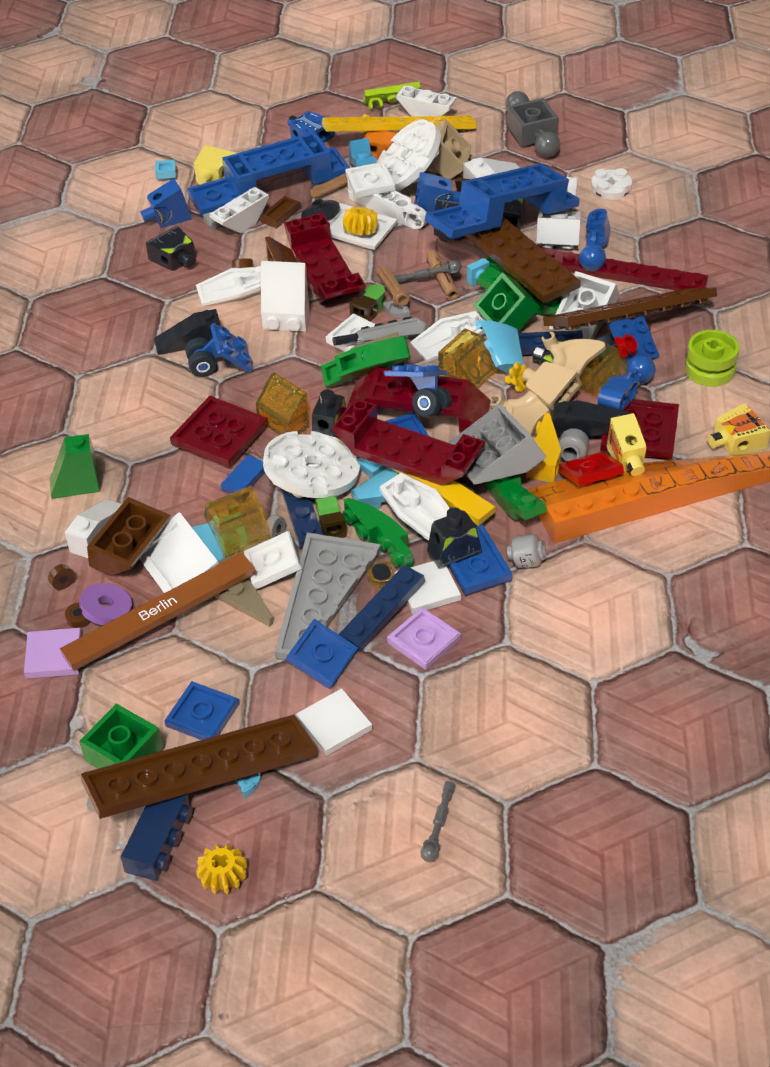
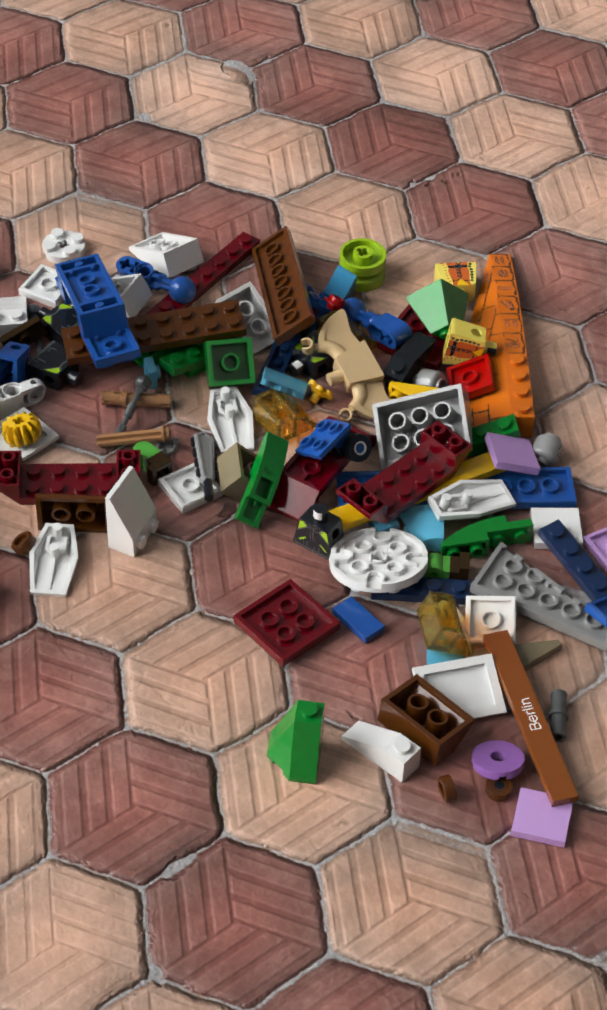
camera: 75 degrees left, 0 degrees up
(175, 636) = (558, 715): none -> dark grey pin
(192, 327) = (120, 611): black slope -> none
(202, 352) = (177, 609): blue plate -> none
(283, 405) = (290, 557): clear yellow slope -> none
(380, 574) = (532, 554): tile -> none
(453, 538) = (532, 473): black torso -> none
(495, 518) = (512, 453): none -> lavender tile
(639, 240) = (169, 253): none -> white slope
(668, 350) = (341, 283): none -> dark azure slope
(670, 418) = (438, 305): none -> slope

